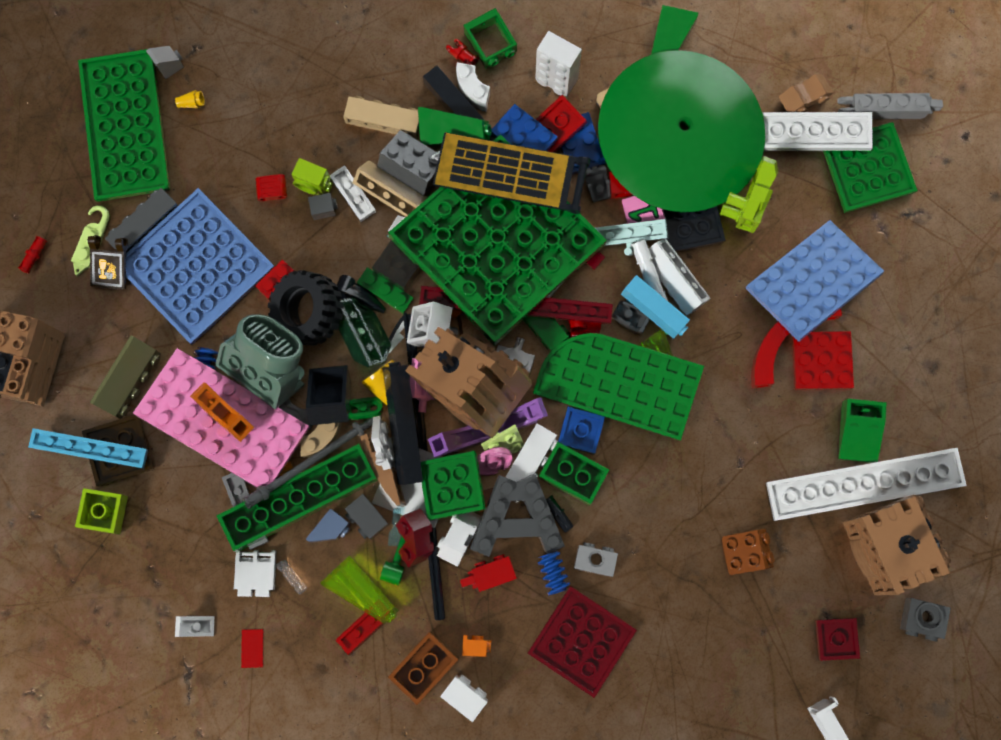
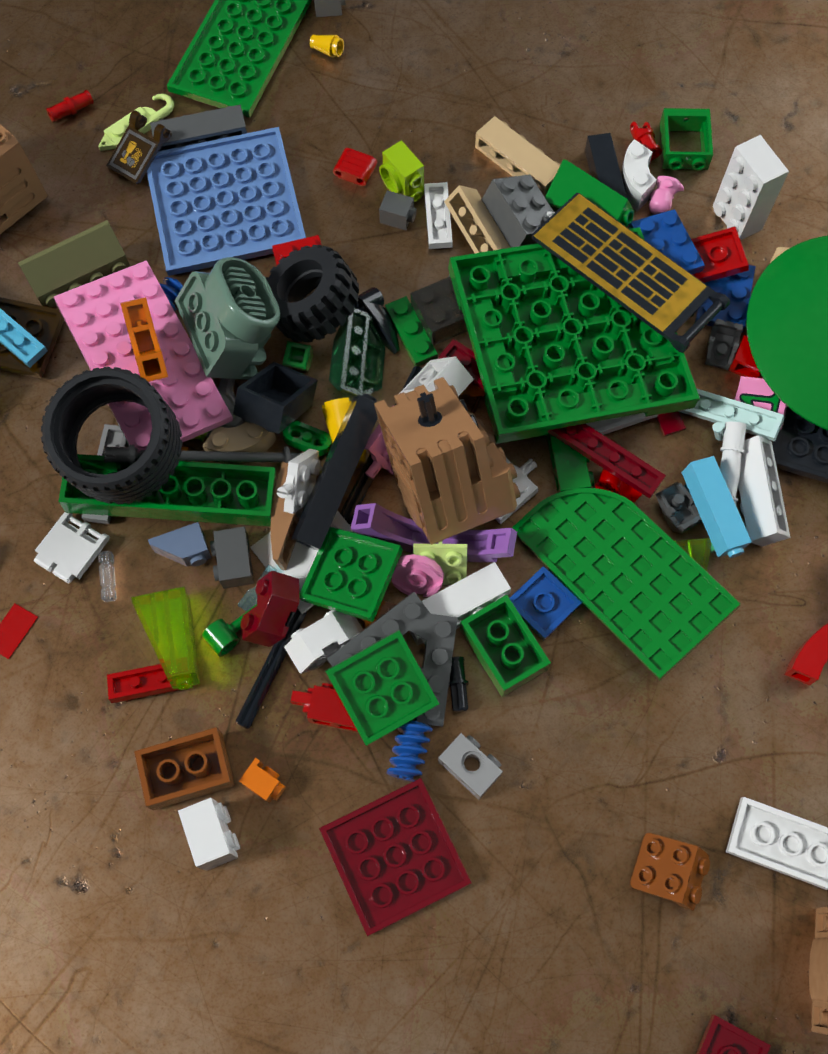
camera: 30 degrees right, 10 degrees down
(212, 508) = (81, 398): none -> black tyre
(321, 354) = (298, 356): none -> green brick
(395, 337) = (392, 385): white sticker -> none
(498, 94) = (662, 196): none -> bright pink animal
(516, 547) = (382, 687): none -> green plate

